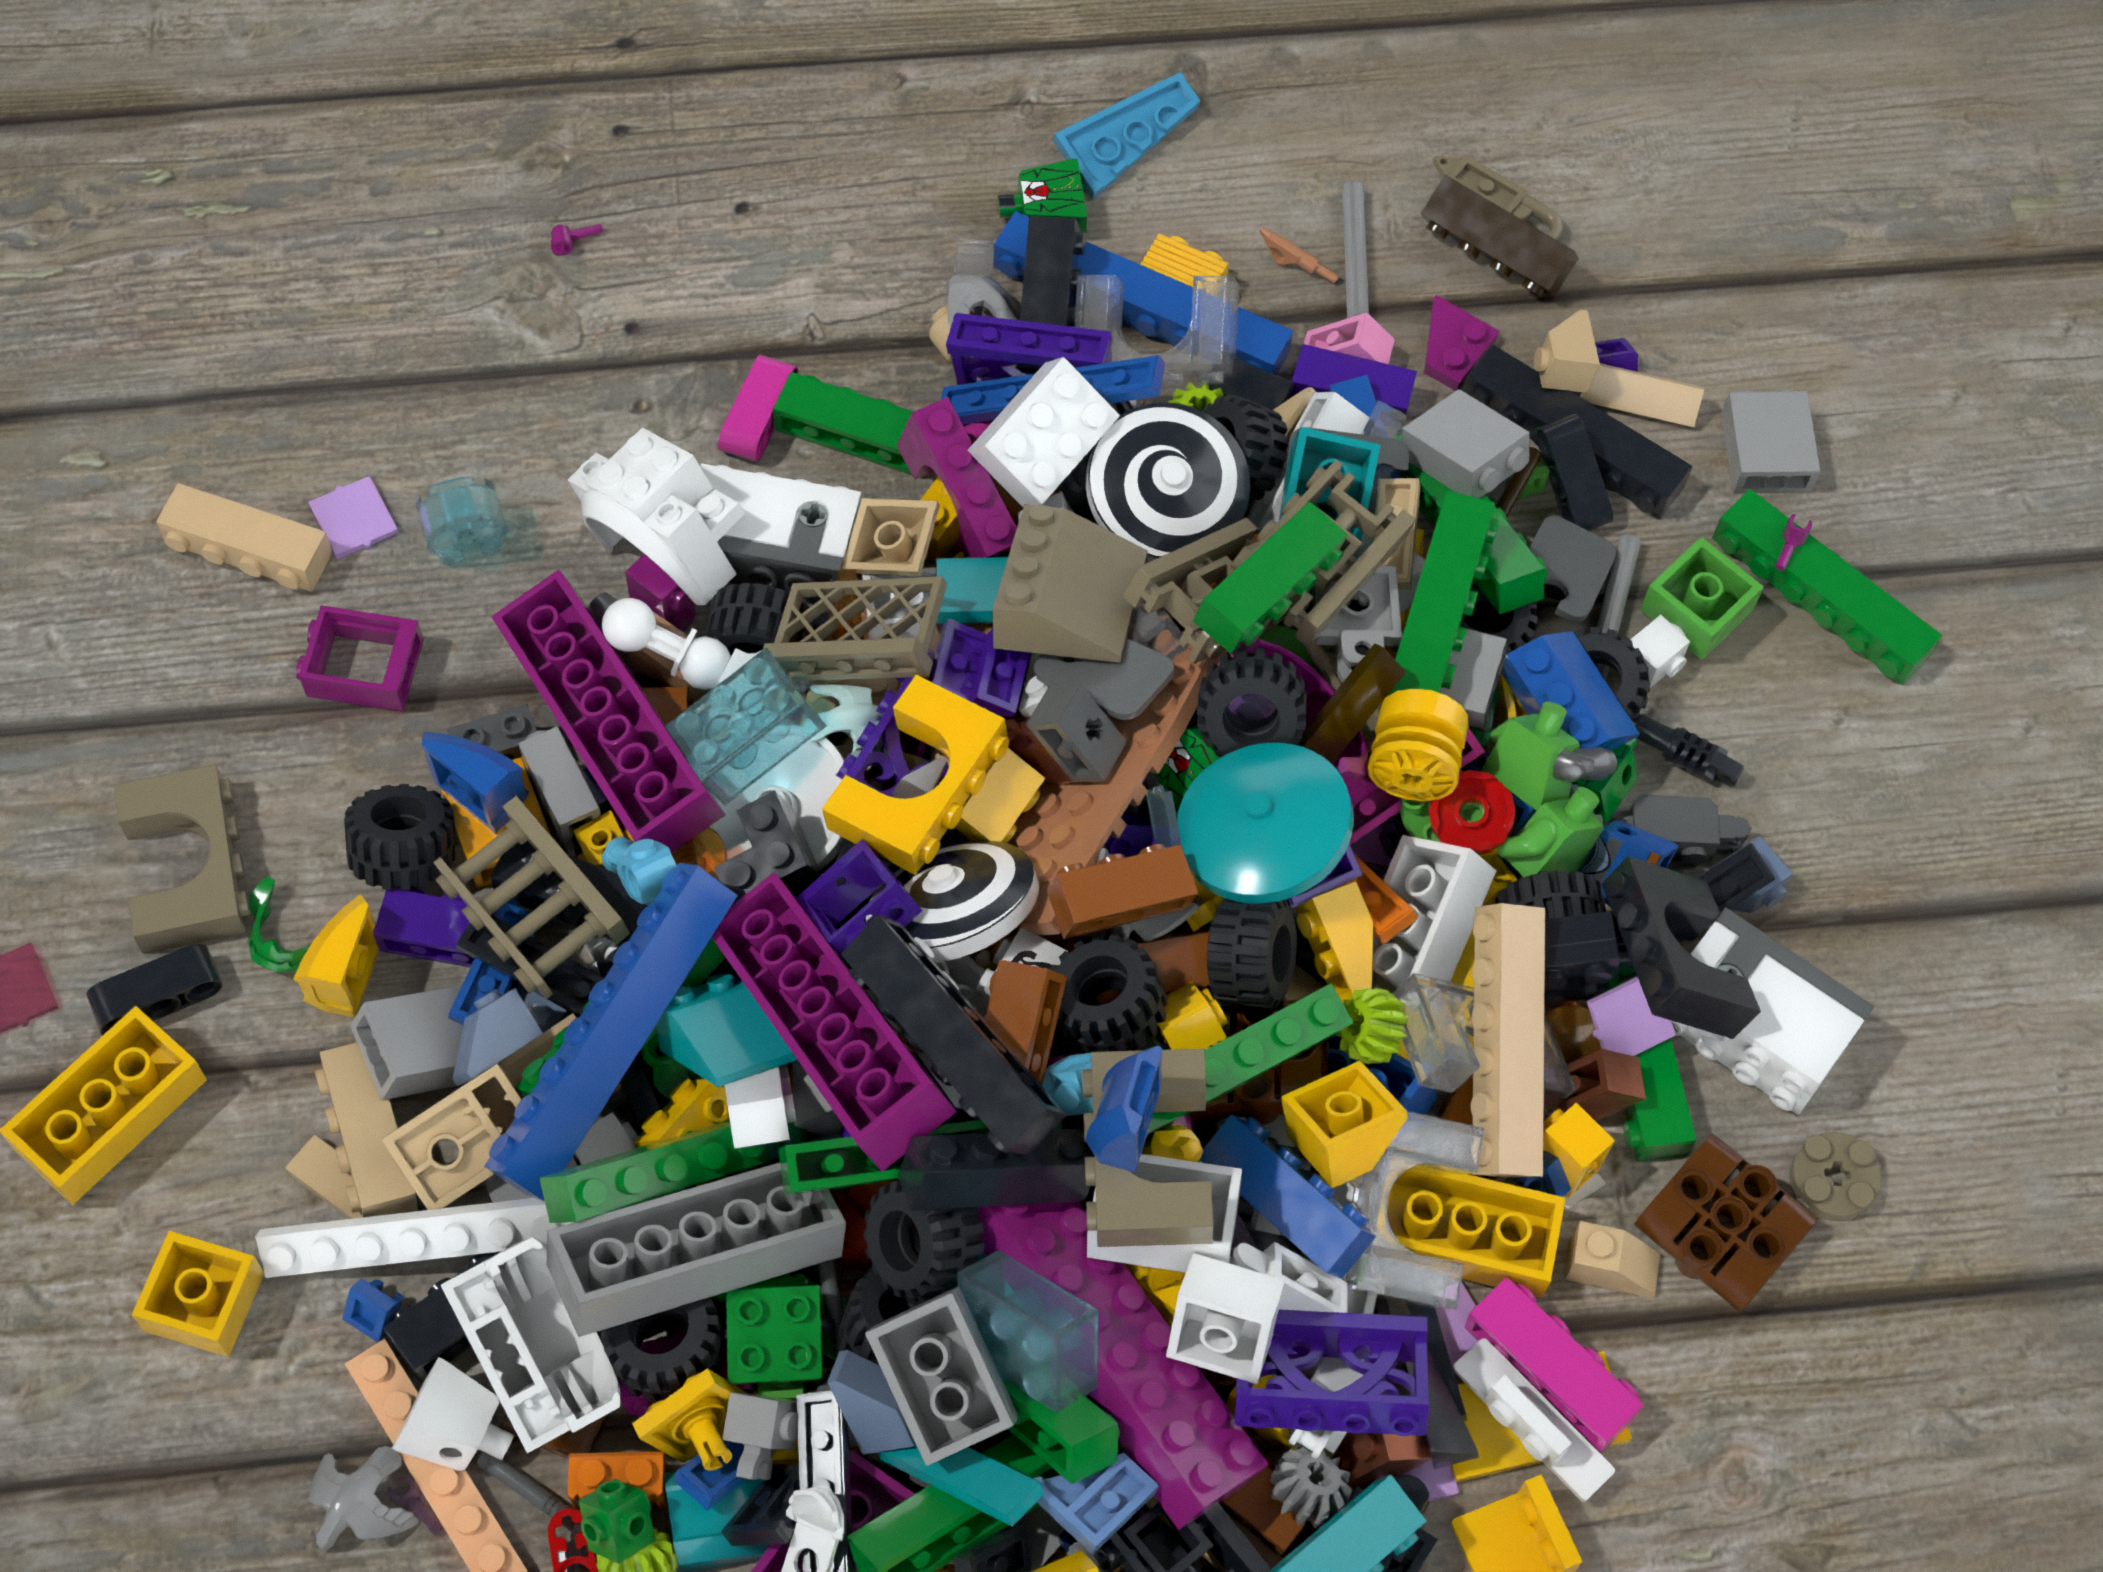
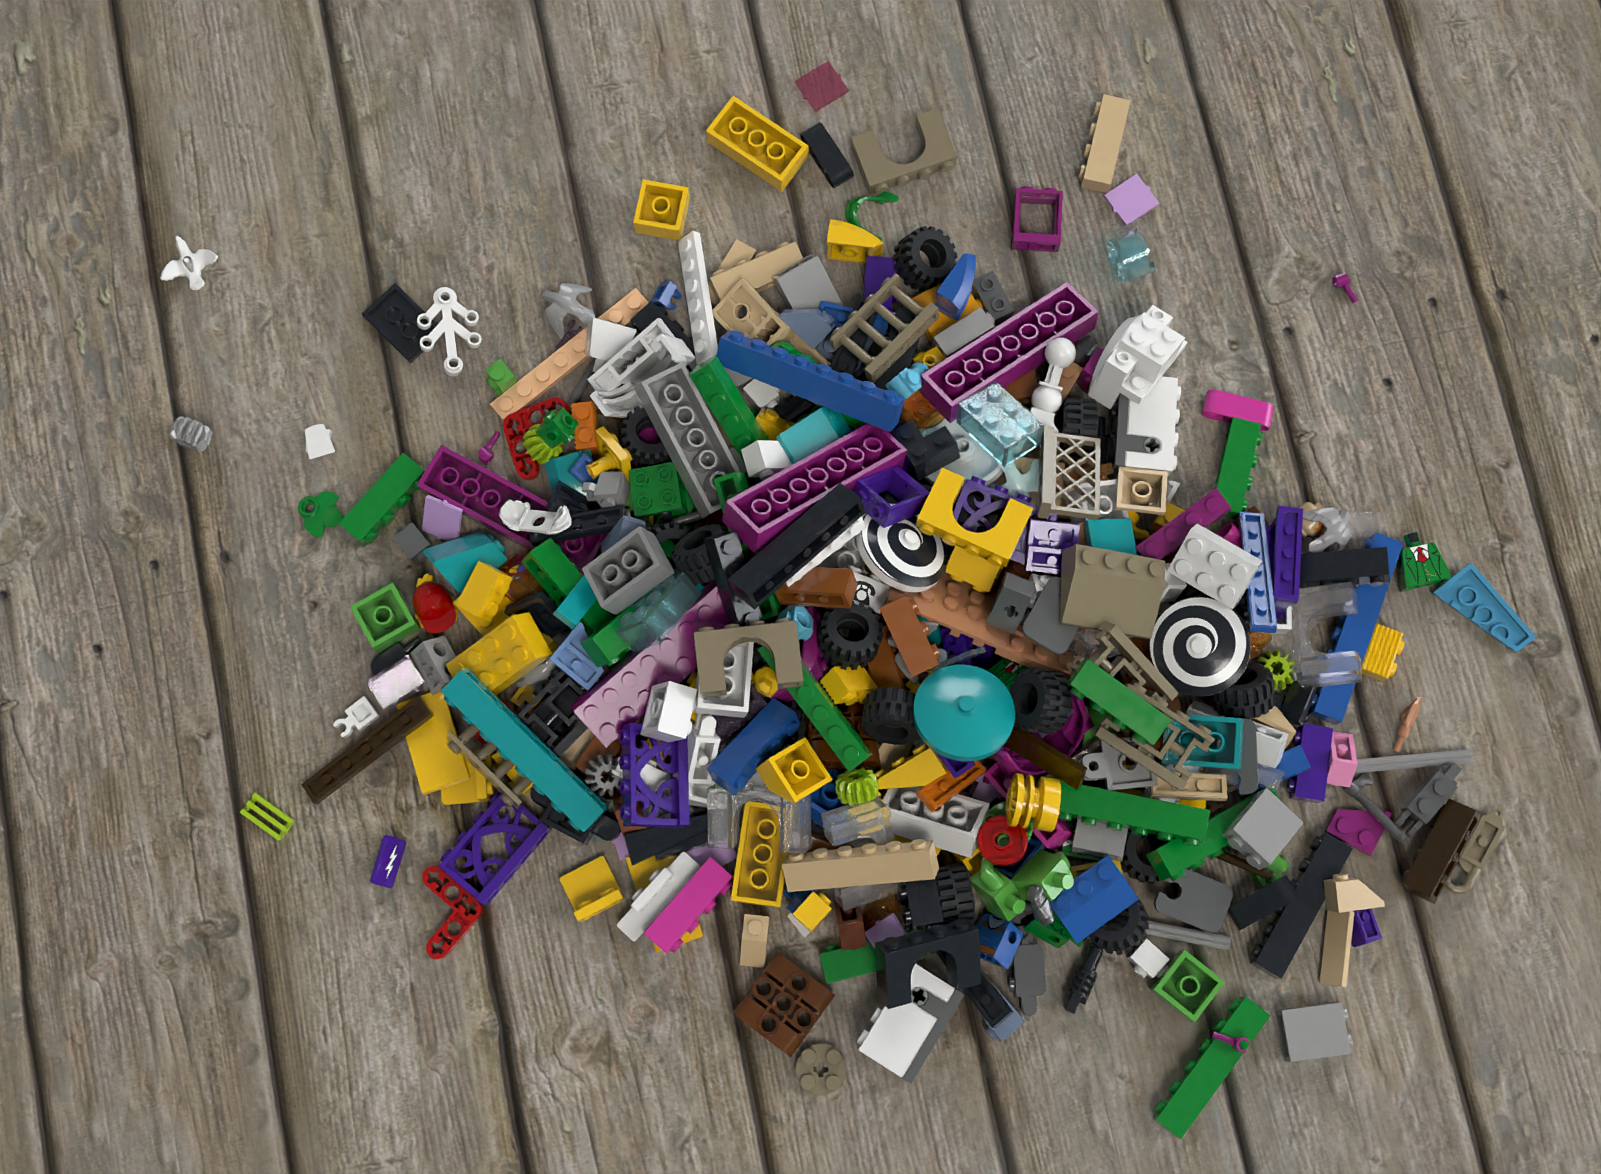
camera: 90 degrees right, 15 degrees up
(921, 780) = (970, 522): light grey slope -> none
(1126, 1109) = (755, 639): blue slope -> none
(1418, 242) = (1428, 798): none -> dark grey hinge
(1433, 312) = (1355, 791): none -> dark grey piece

